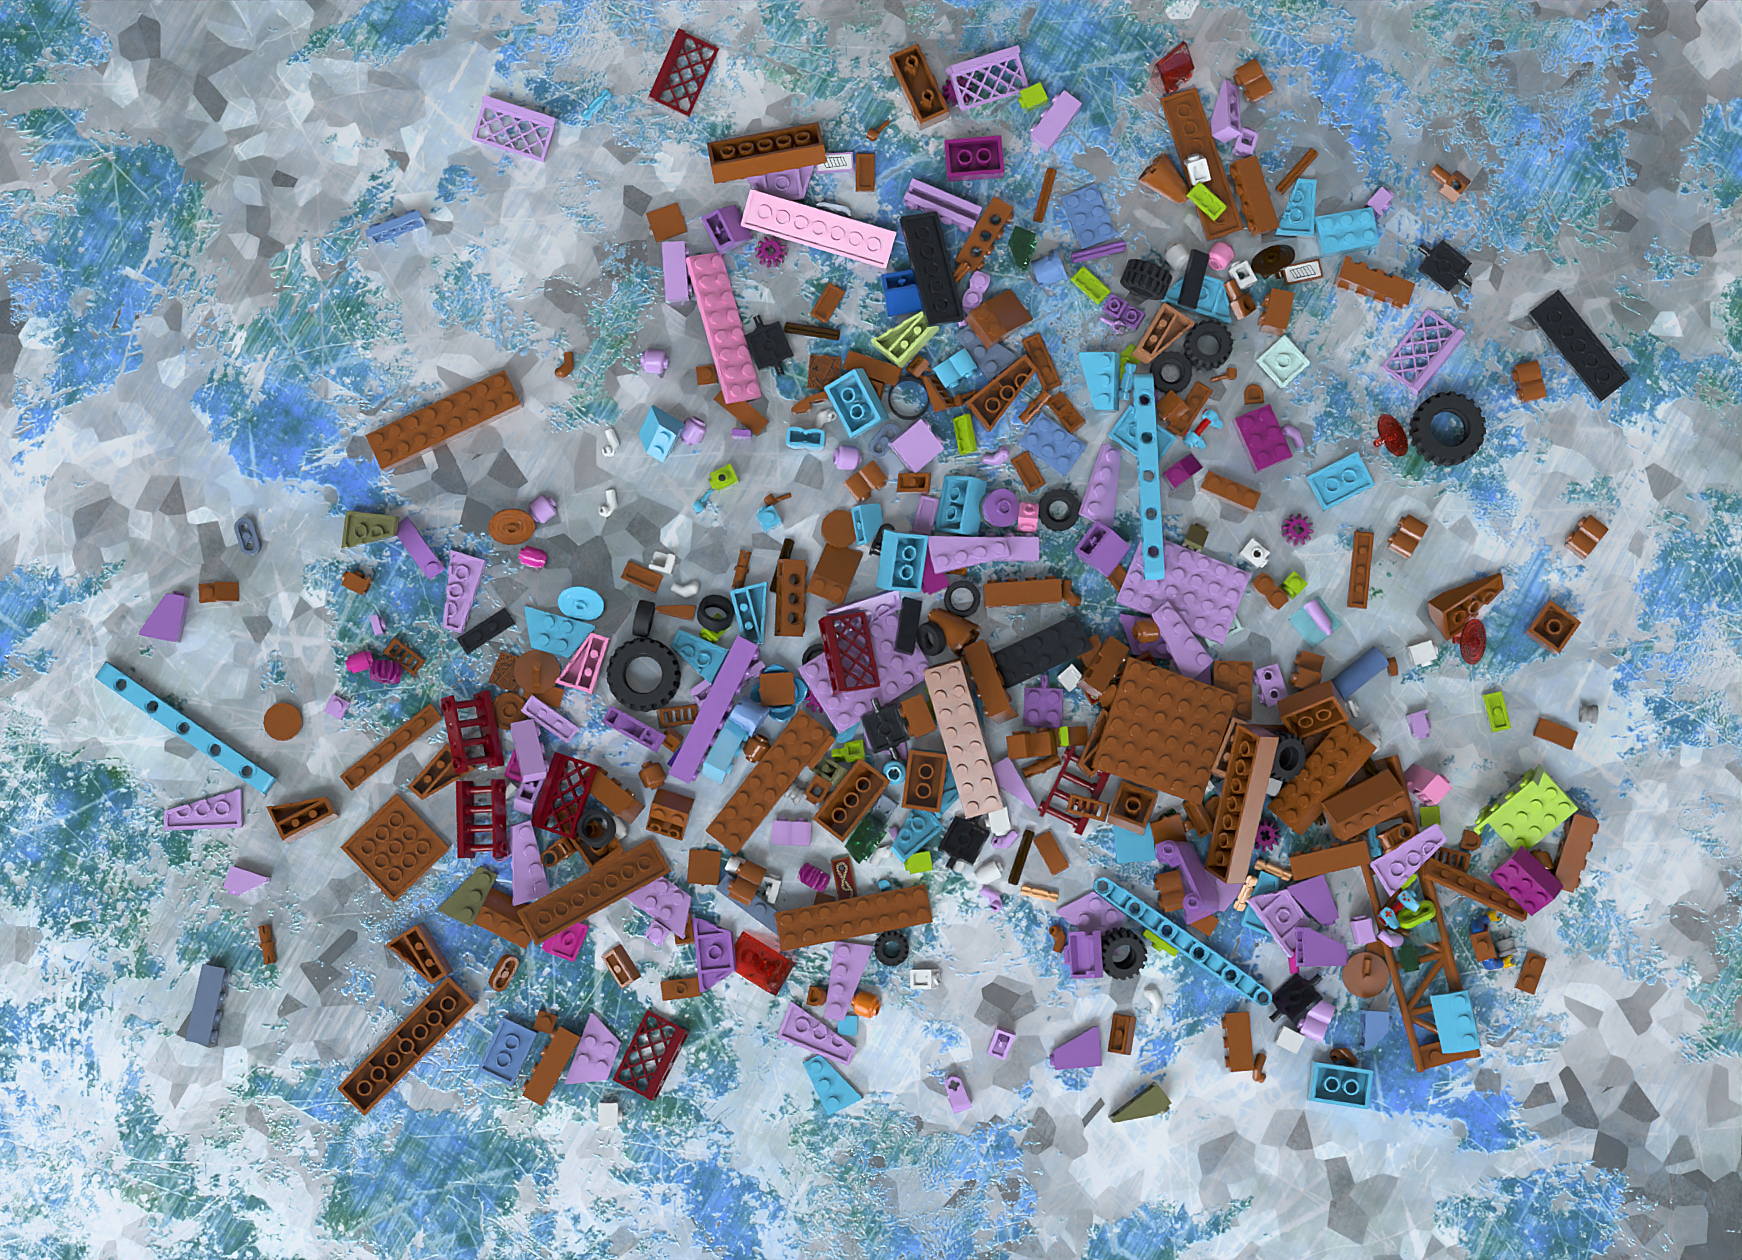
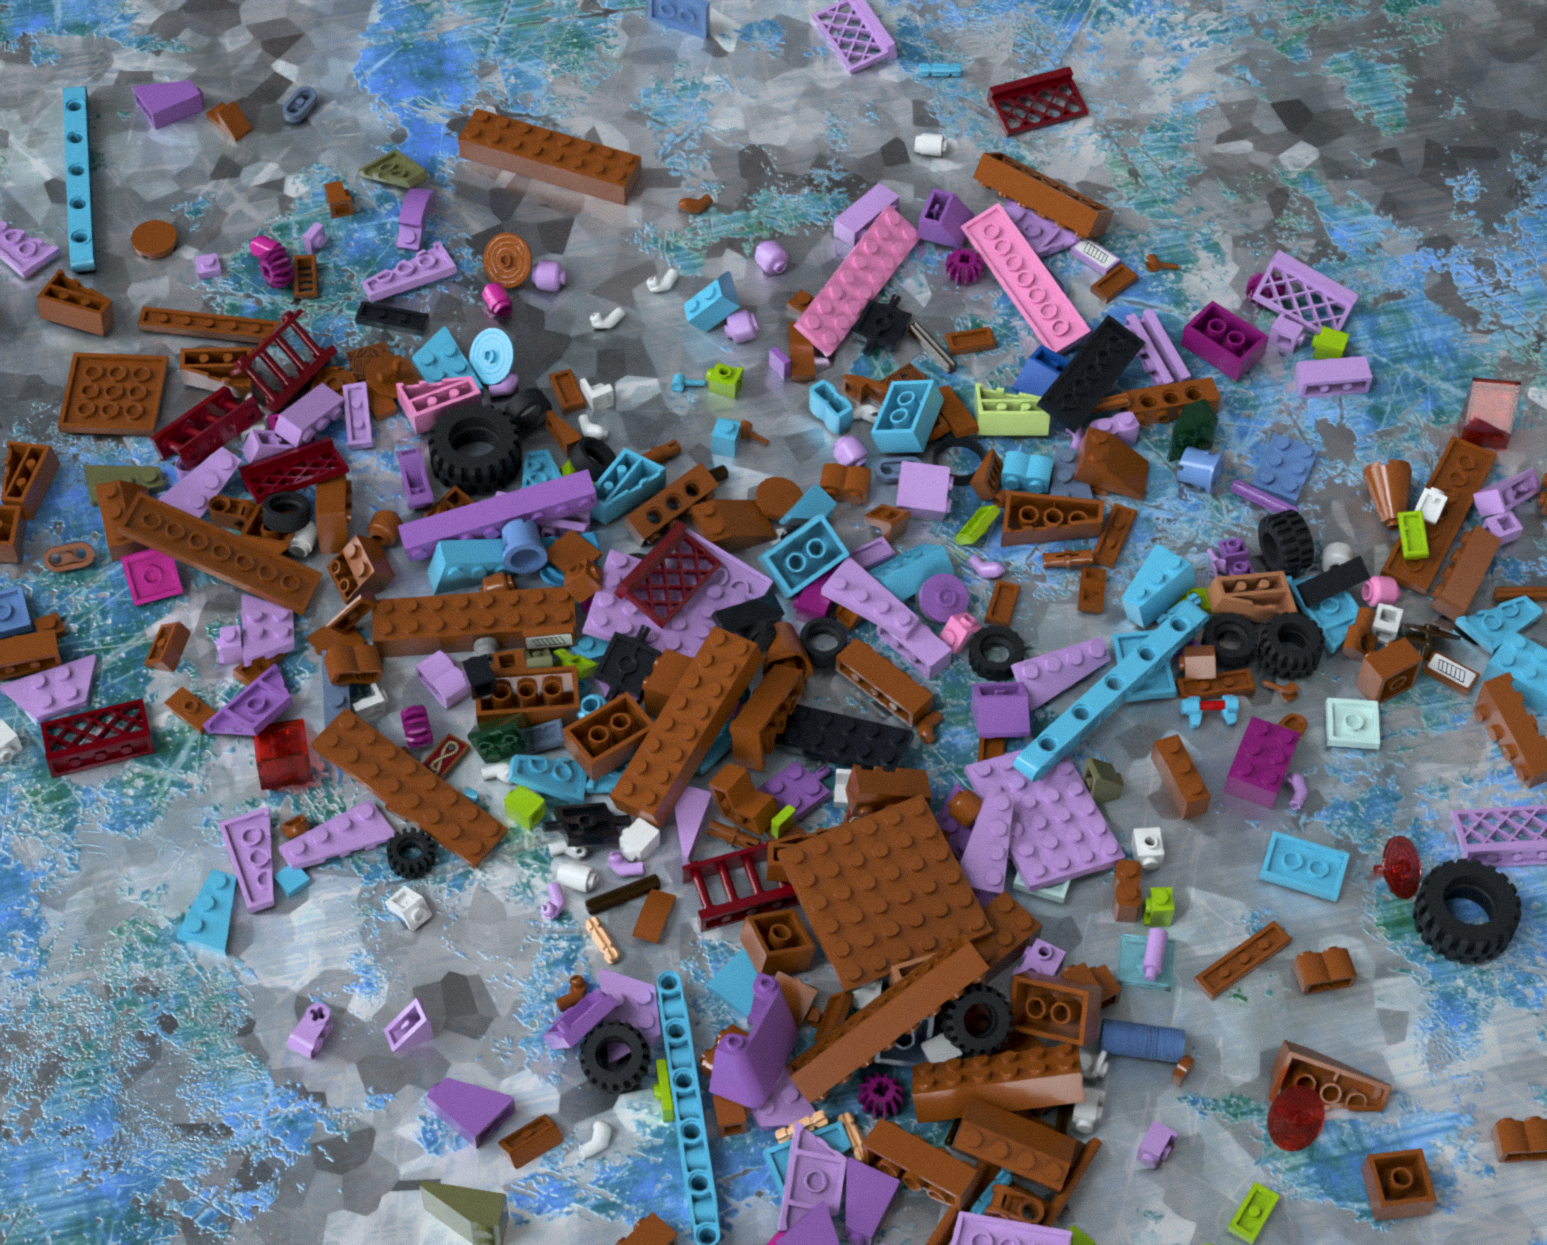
camera: 45 degrees right, 30 degrees down
(607, 611) = (506, 387): none -> lavender arm
(655, 174) = (931, 144): none -> white brick
(666, 222) = (903, 183): dark orange piece -> none
(701, 847) = (353, 612): none -> dark orange slope
(807, 703) = (583, 580): none -> dark orange brick
(822, 821) = (479, 676): none -> black brick
(866, 1004) = (329, 874): orange head -> none
(917, 366) = (995, 442): dark orange tile -> none
(919, 87) = (1233, 257): dark orange piece -> none
(1000, 113) = (1286, 334): none -> lavender brick
(1044, 195) = (1260, 421): dark orange axle -> none
(1052, 444) = (1050, 603): medium blue plate -> none
(1090, 285) = (1227, 516): lime plate -> none
(1105, 807) = (738, 913): dark orange slope -> none
(1181, 471) = (1149, 721): magenta slope -> none
(1302, 525) = (1214, 866): magenta gear -> none
(1422, 653) = (1229, 1085): white brick -> none
(1426, 784) = (1102, 1202): bright pink wedge -> none

